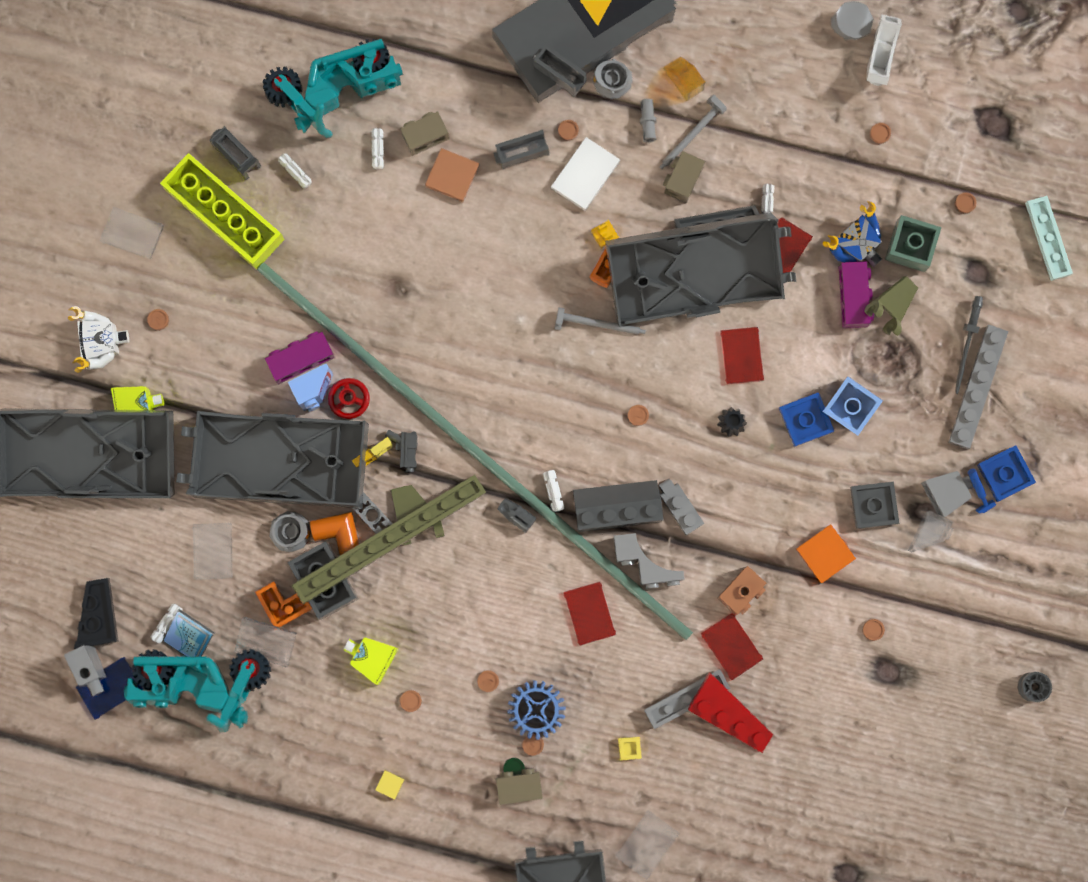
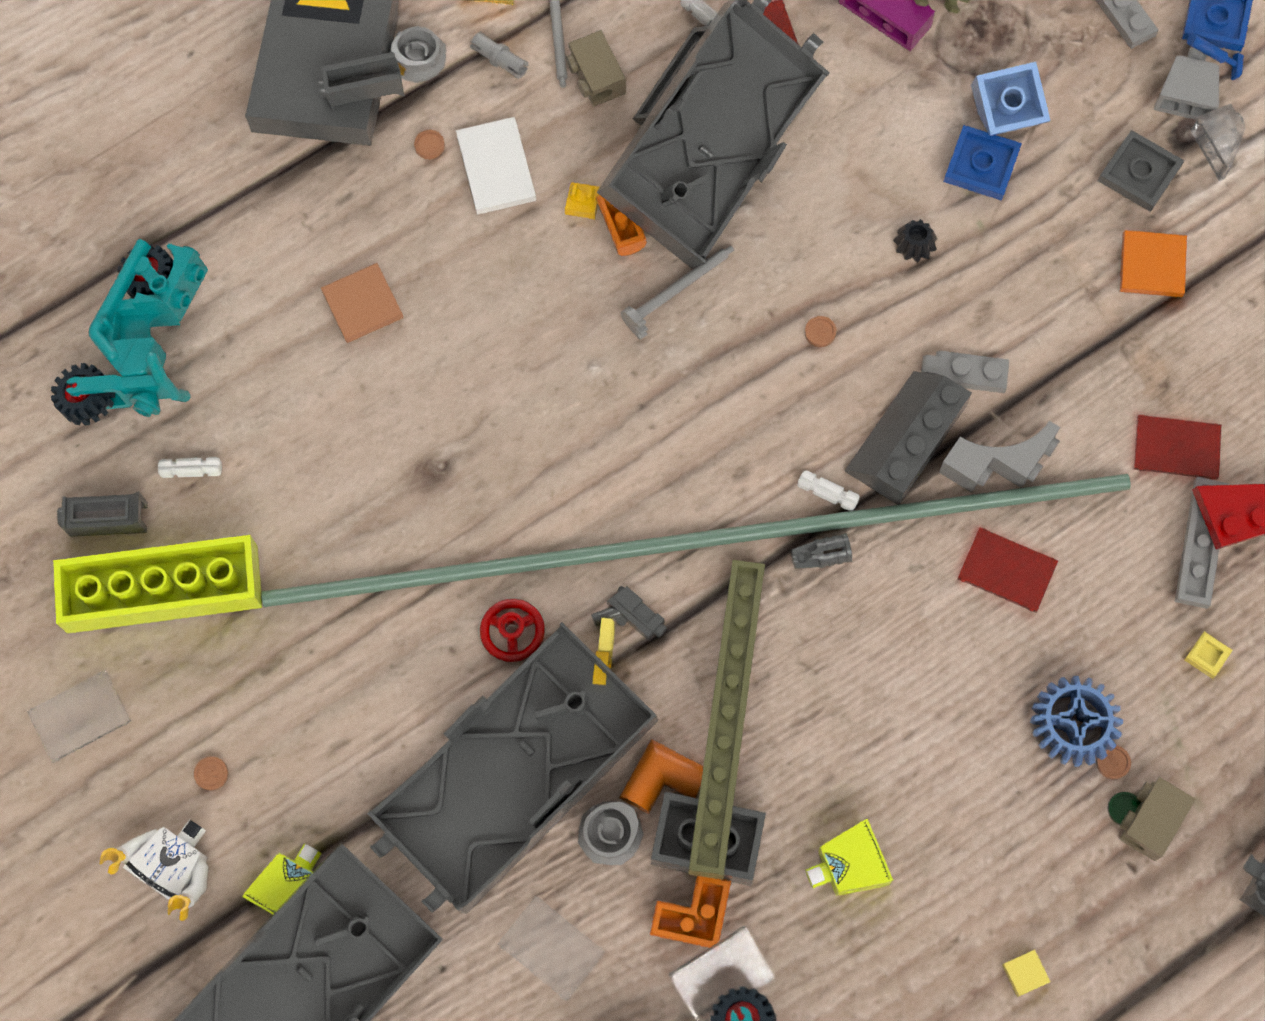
camera: 45 degrees left, 10 degrees down
(299, 357) = (412, 643): magenta brick -> none
(311, 387) = (462, 657): light blue slope -> none
(377, 148) = (254, 356): white axle -> none
(386, 523) = (685, 707): light grey beam -> none
(406, 501) = (698, 665): olive flag -> none
(410, 701) = (941, 862): nougat piece -> none
(424, 132) = (286, 290): dark tan brick -> none
(488, 681) = (992, 751): nougat piece -> none
(521, 149) = (405, 205): dark grey window -> none
(742, 355) = (849, 172): clear red piece -> none
(742, 591) = (1124, 381): nougat brick -> none

